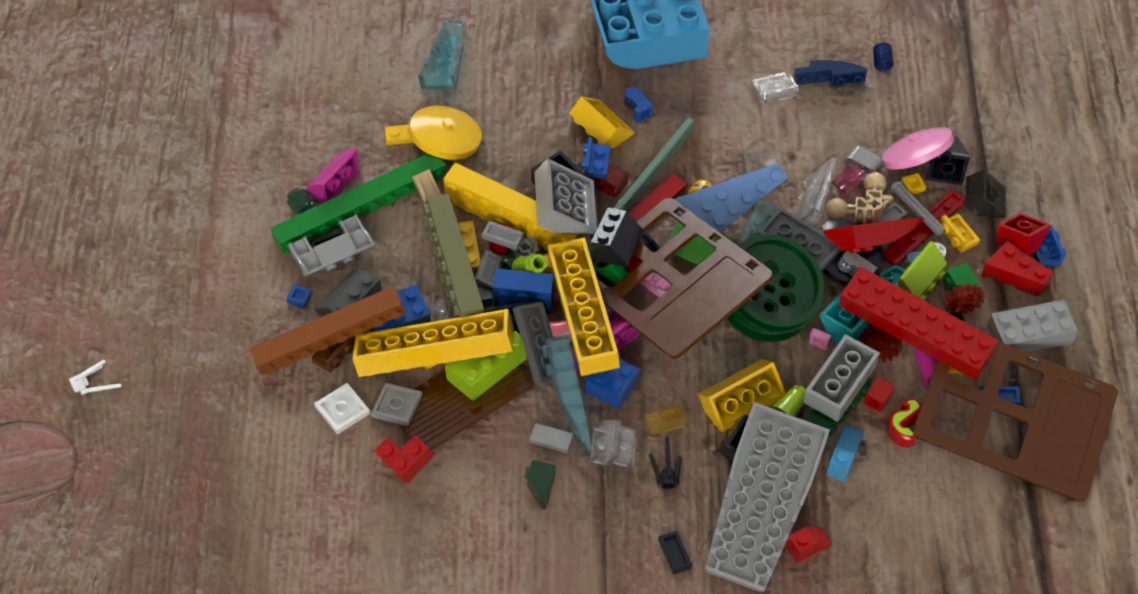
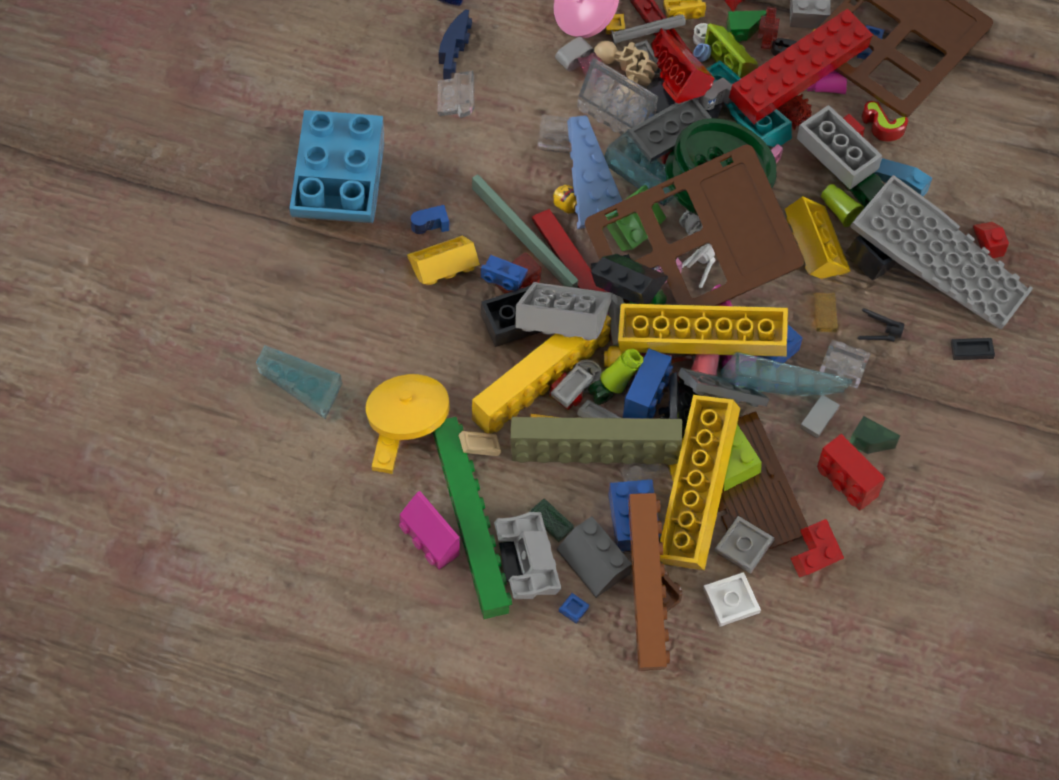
camera: 75 degrees left, 5 degrees up
(300, 200) = (450, 575): clear green head -> none
(378, 259) = (553, 520): none -> clear green tile
(491, 466) = (850, 472): none -> red brick

